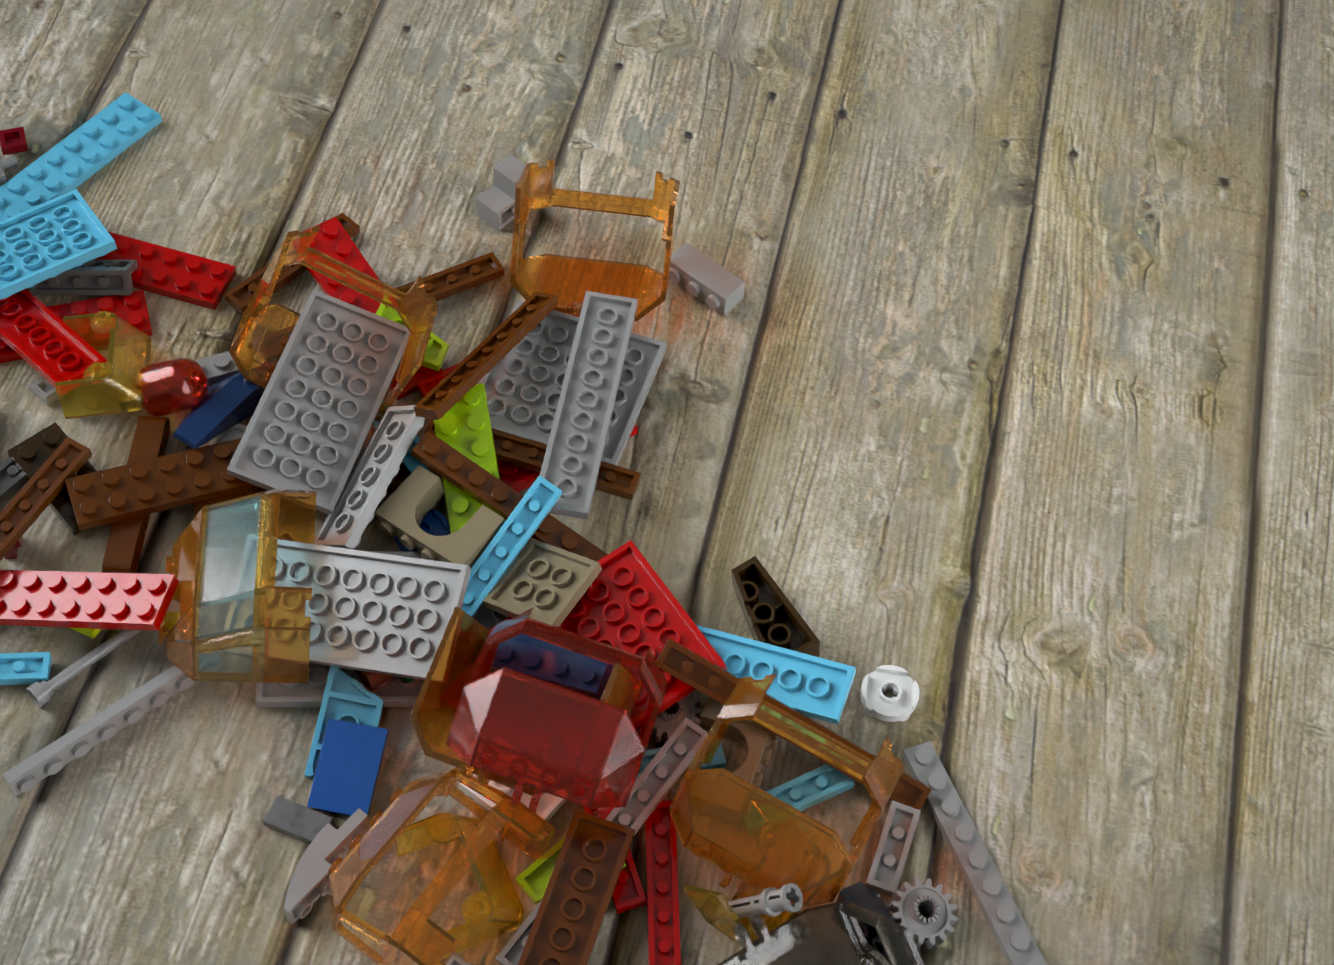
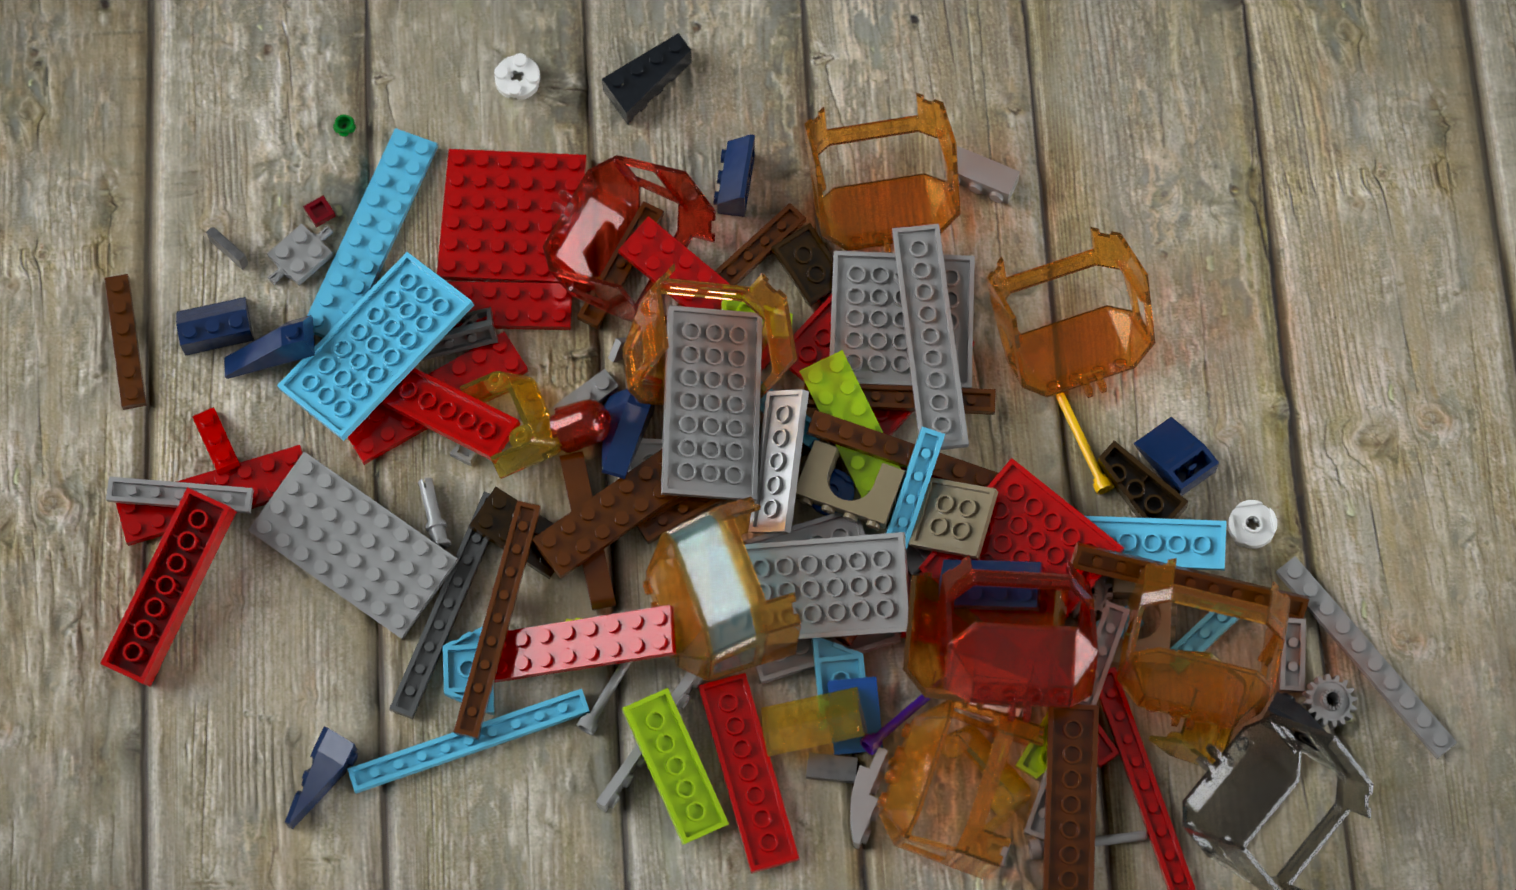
camera: 10 degrees left, 15 degrees up
(77, 78) = (344, 120): none -> green plate
(111, 763) = (675, 766): none -> lime plate
(196, 802) = (748, 773): none -> red plate
(204, 195) = (502, 213): none -> red plate
(258, 76) = (517, 65): none -> white plate
(293, 761) = (813, 721): none -> clear yellow slope
(298, 197) = (599, 218): none -> clear red windscreen
(356, 800) = (872, 741): none -> dark purple piece
(396, 109) = (645, 77): none -> black wedge
(447, 215) = (735, 176): none -> dark blue slope
(485, 304) = (806, 263): none -> dark brown tile
(485, 356) = (835, 322): reddish brown plate -> none
(498, 203) = (782, 139): light grey brick -> none
(729, 602) = (1102, 483): none -> yellow piece
(756, 464) = (1083, 345): none -> clear orange windscreen
(769, 902) = (1225, 728): light grey pin -> none
(826, 599) = (1177, 456): none -> dark blue slope

